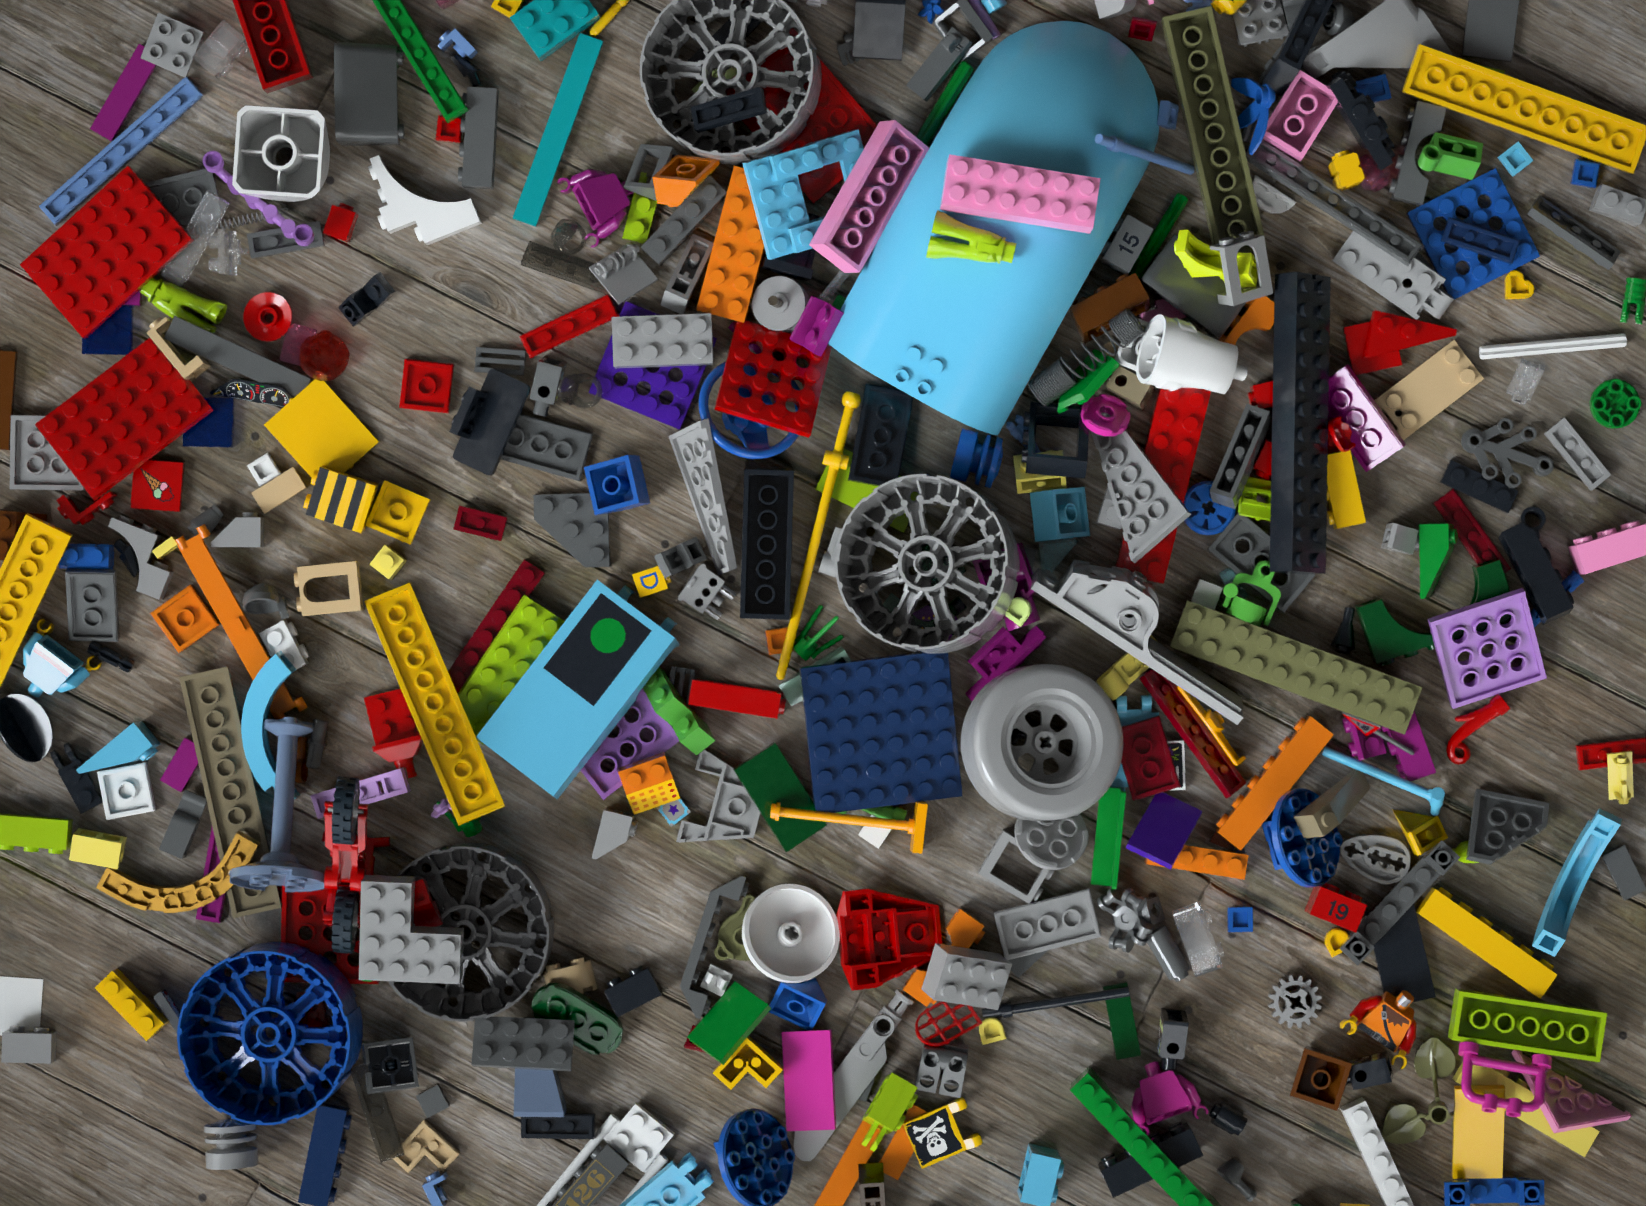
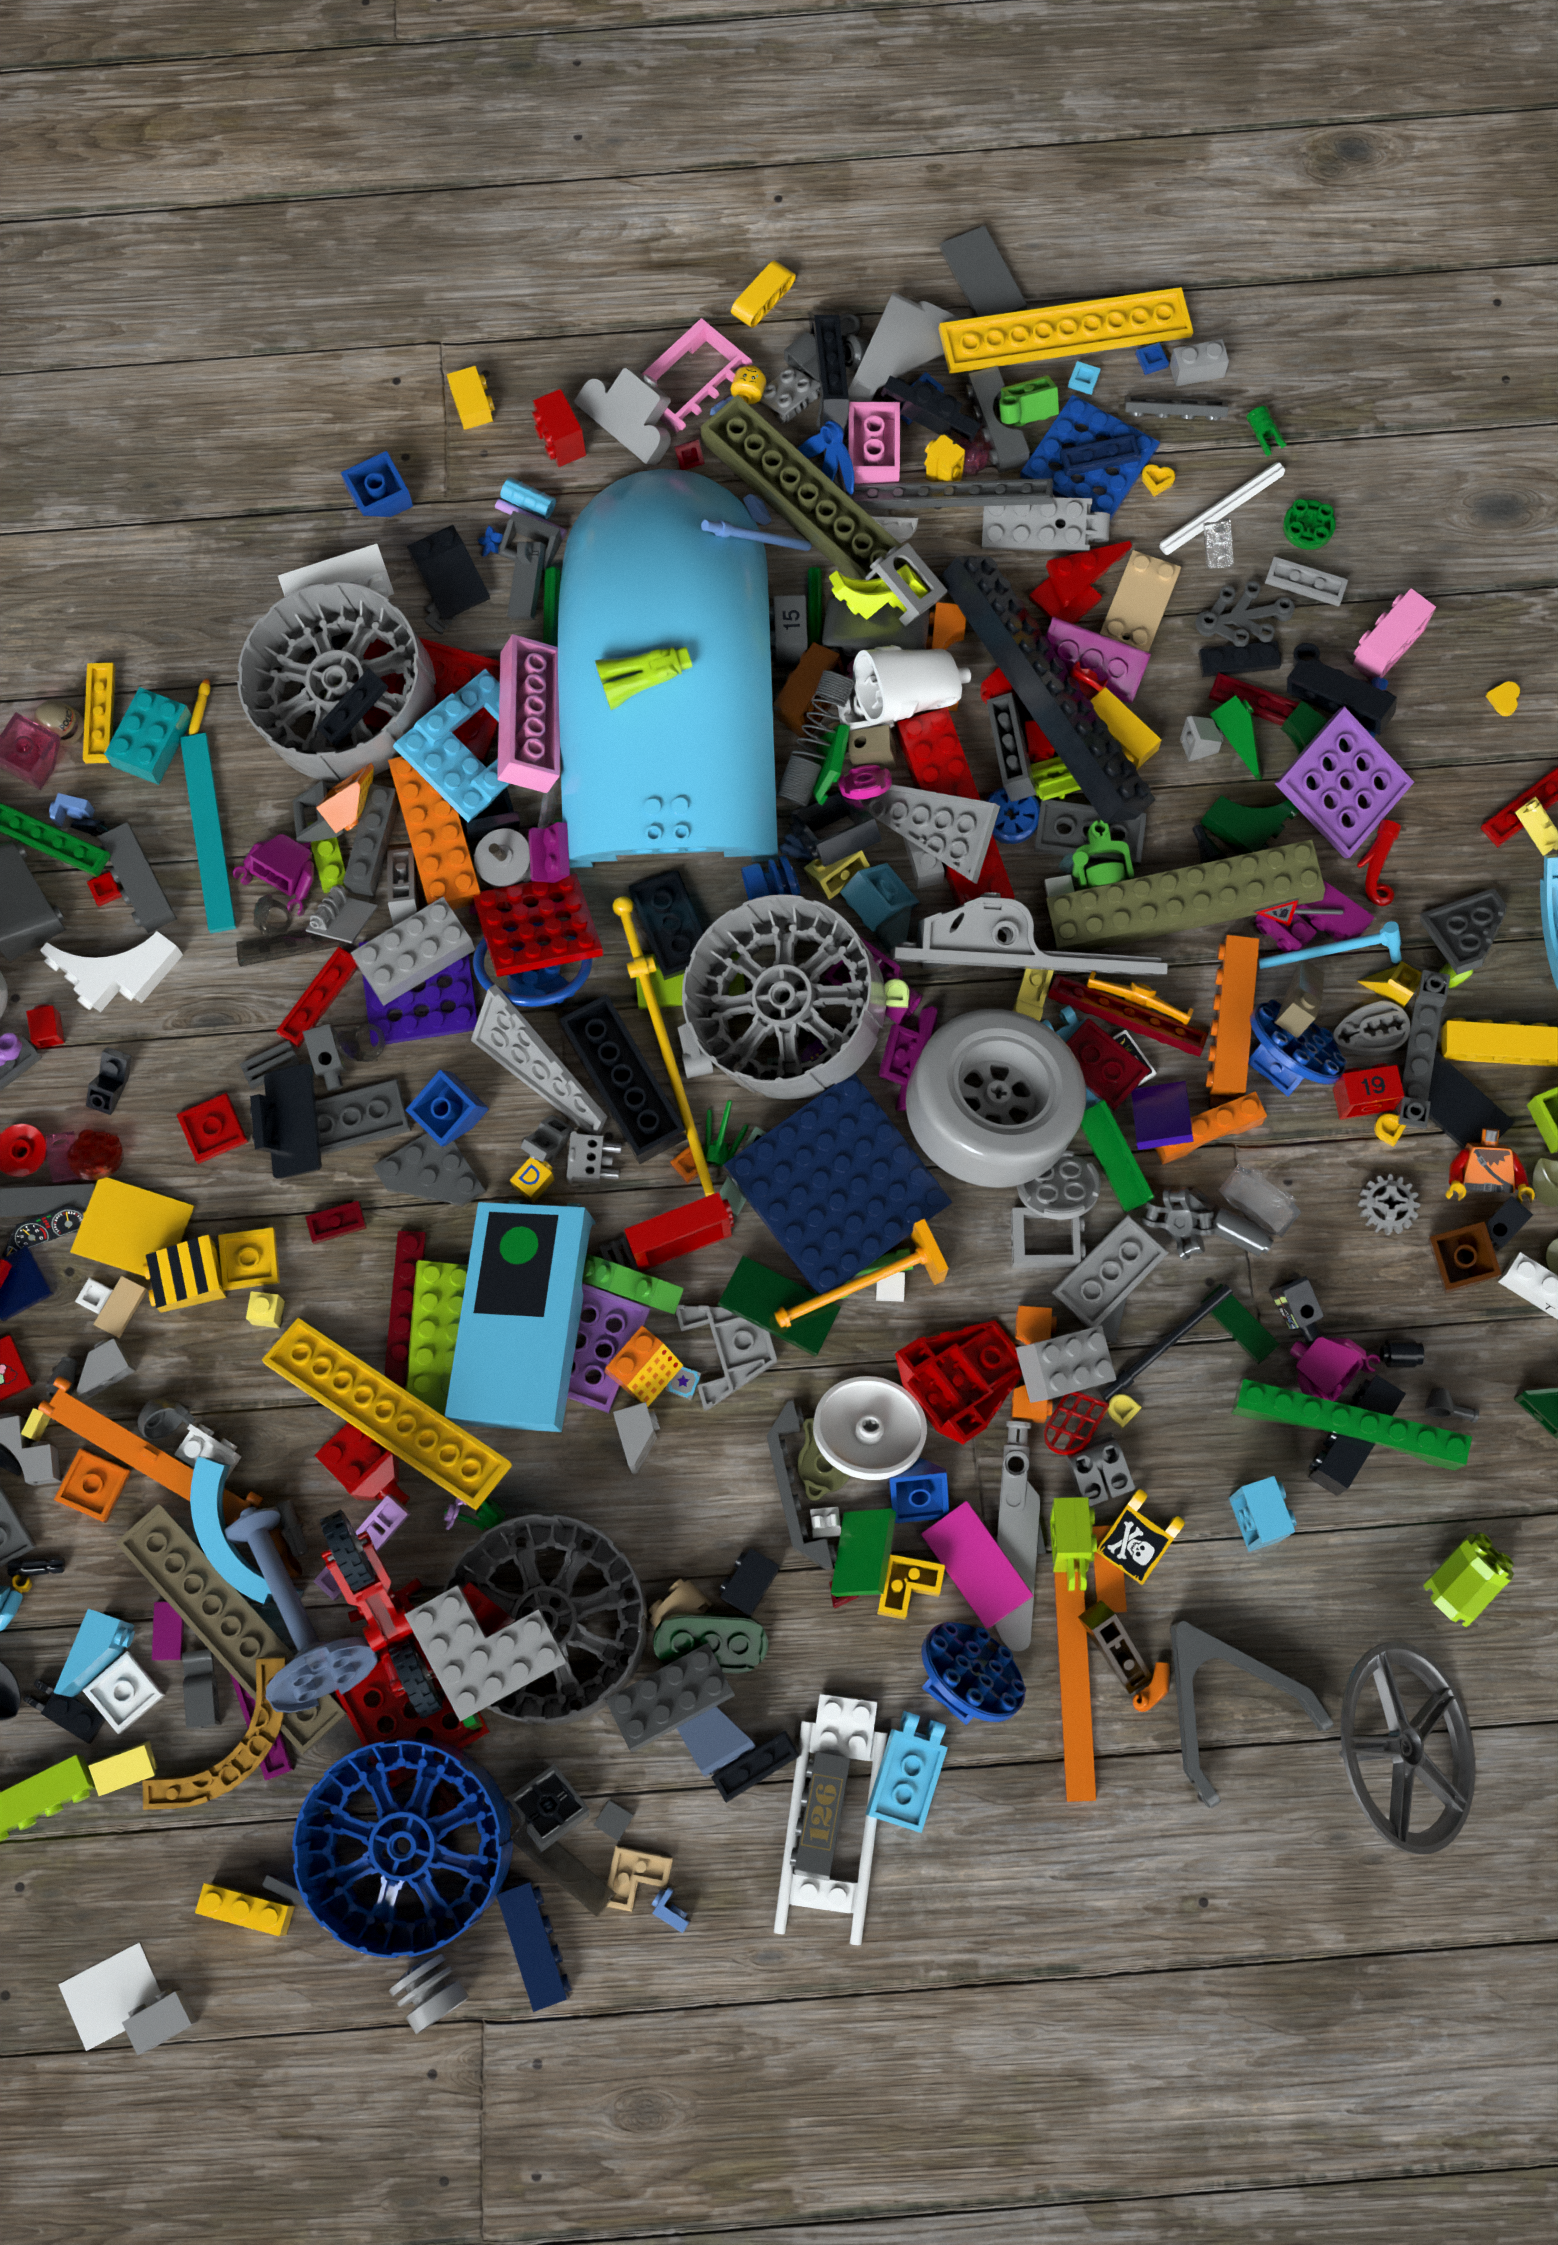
camera: 25 degrees left, 15 degrees down
(310, 608) = (211, 1397): tan panel -> none
(1020, 194) = (662, 601): bright pink brick -> none
(1240, 919) = (1286, 1160): blue plate -> none

